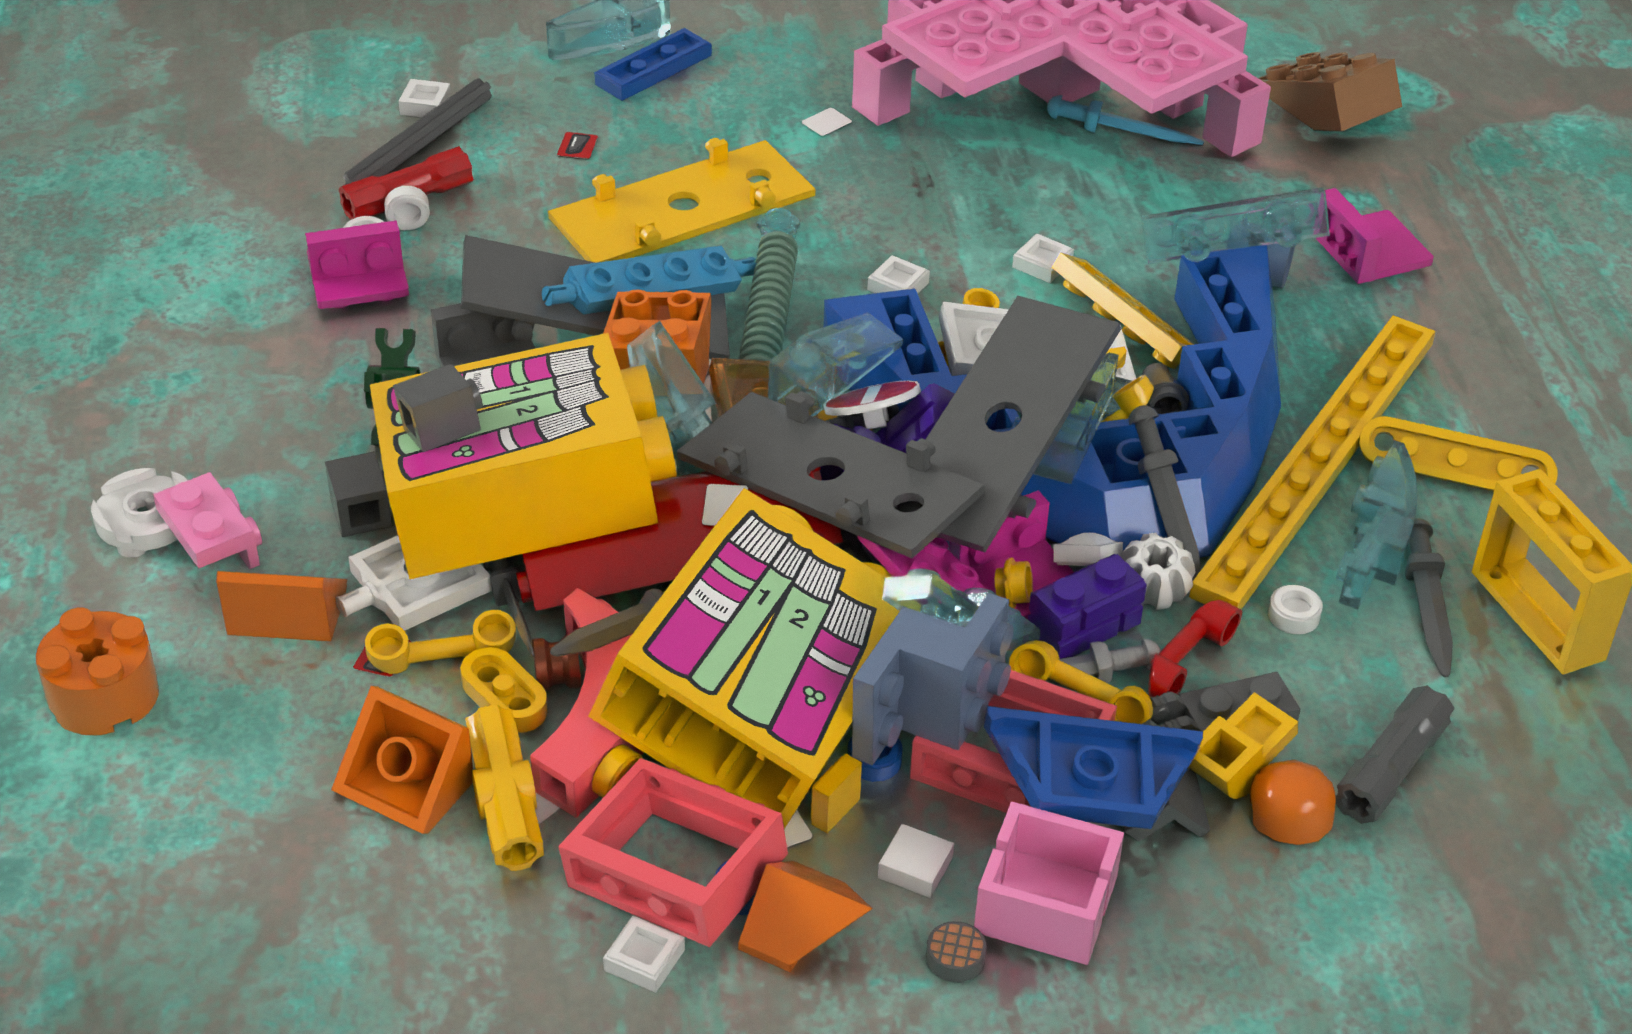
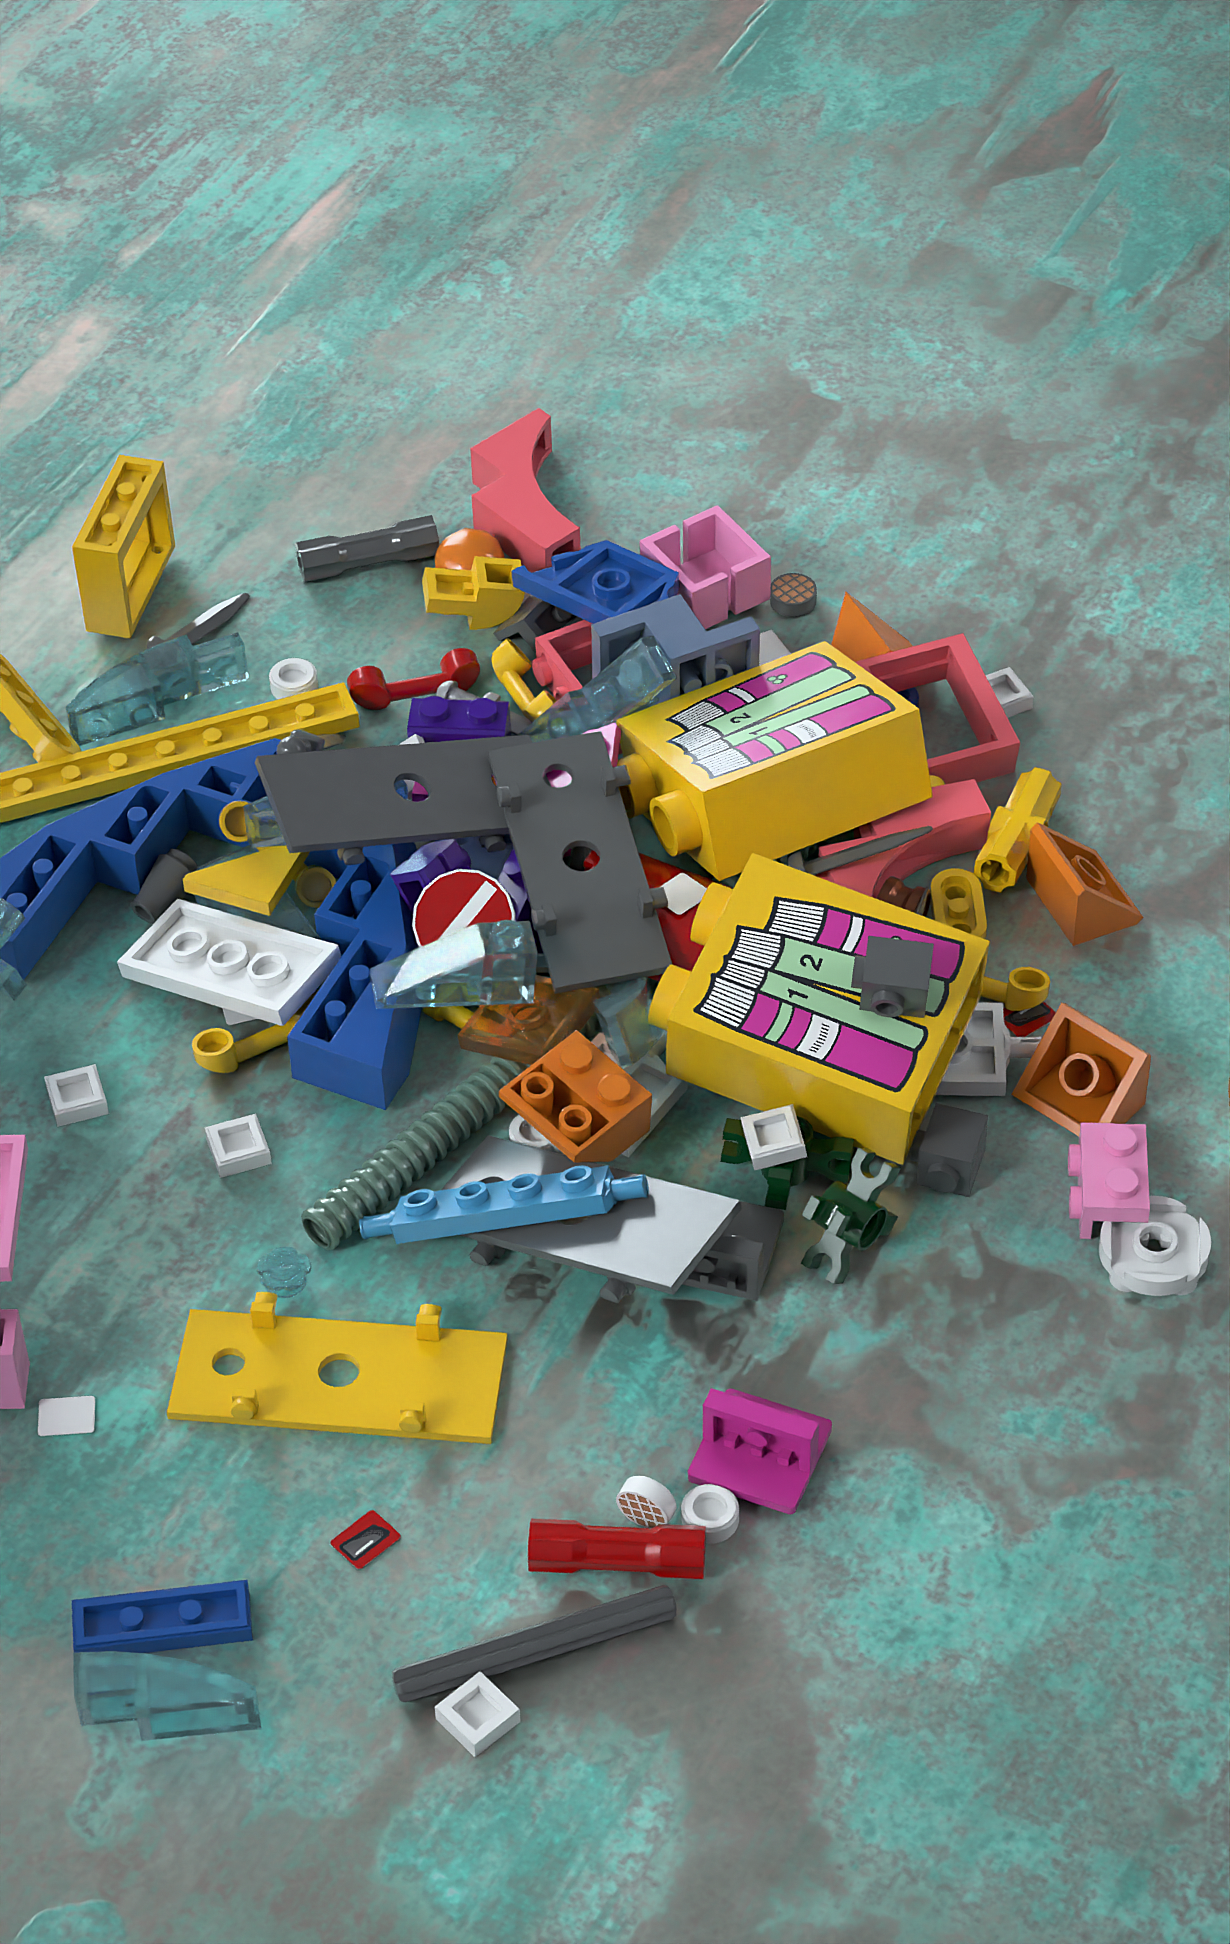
camera: 140 degrees left, 5 degrees up
(1116, 303) = (89, 976): yellow plate -> none
(1163, 567) = (373, 723): white piece -> none
(1200, 707) = (431, 637): dark grey hinge -> none
(1324, 876) = (510, 498): none -> coral arch

